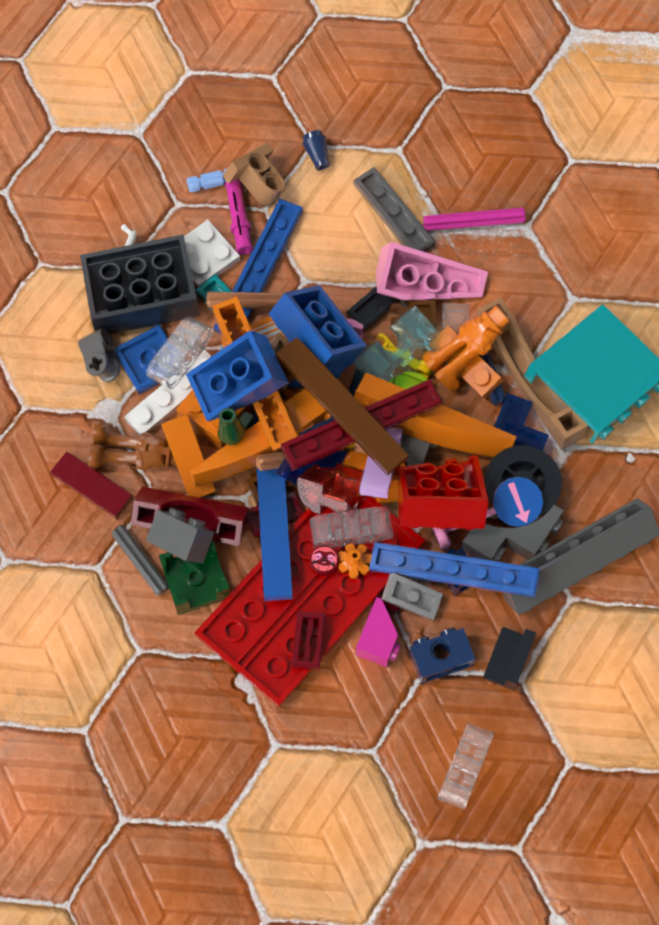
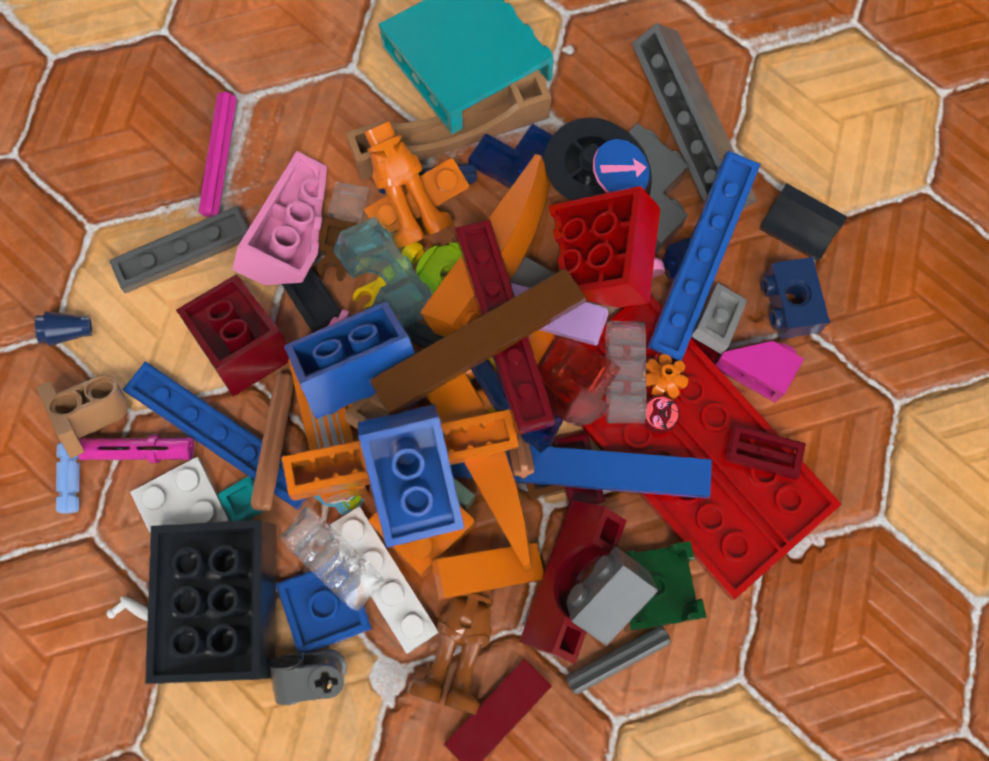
camera: 85 degrees left, 5 degrees up
(230, 427) = (482, 506): dark green cone -> none
(333, 258) = (235, 334): none -> dark red slope
(465, 765) = (931, 296): clear beam -> none

